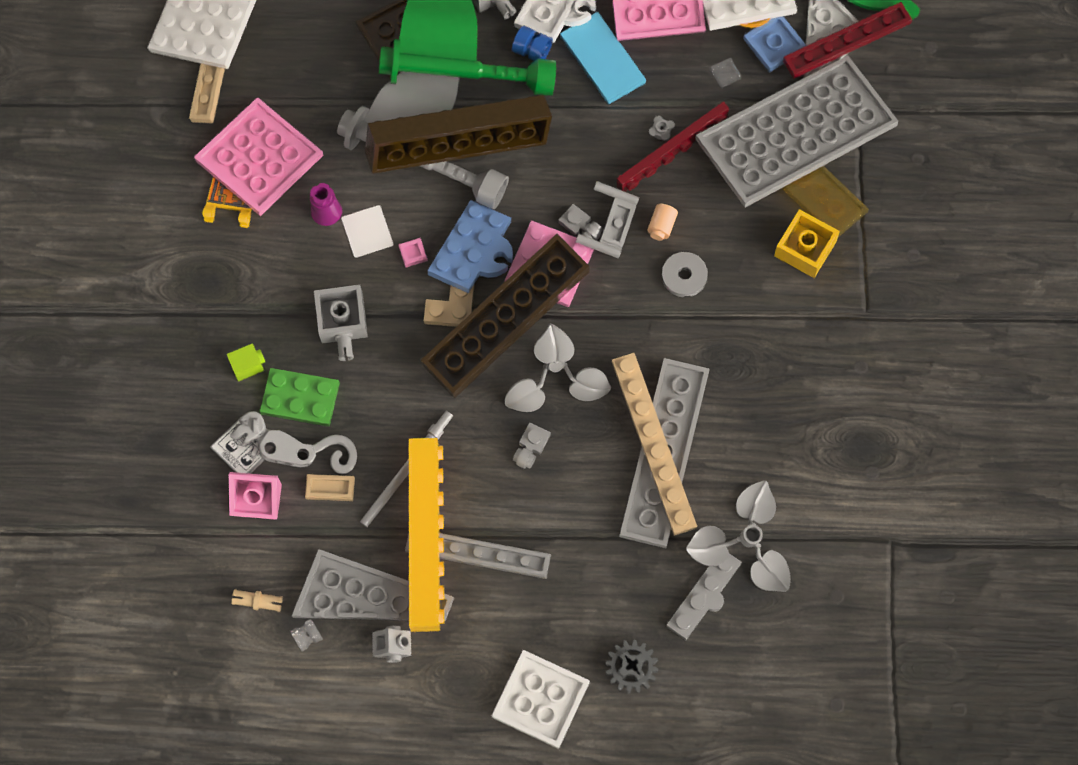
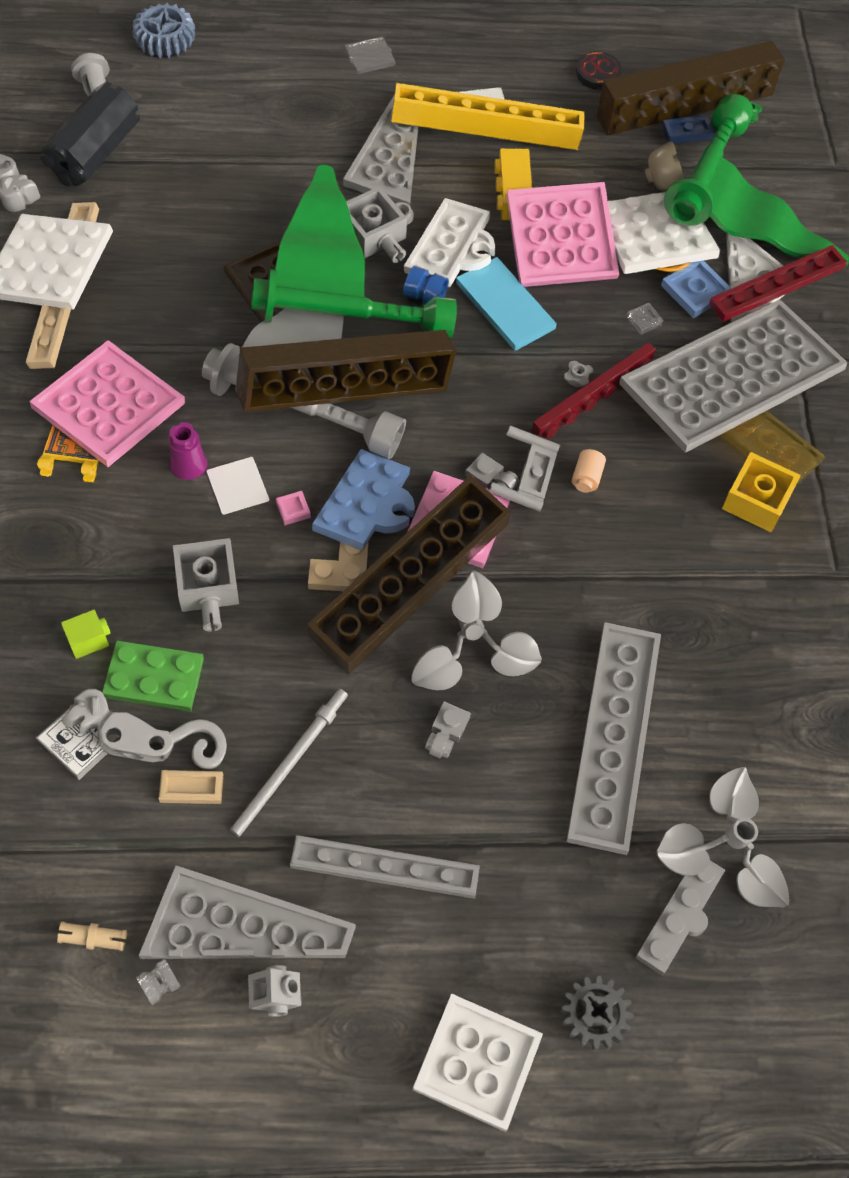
camera: 10 degrees left, 10 degrees down
(254, 495) = (91, 797): bright pink slope -> none
(424, 538) = (316, 847): yellow brick -> none
(654, 444) = (604, 727): tan plate -> none
(689, 262) = (622, 516): light grey tile -> none

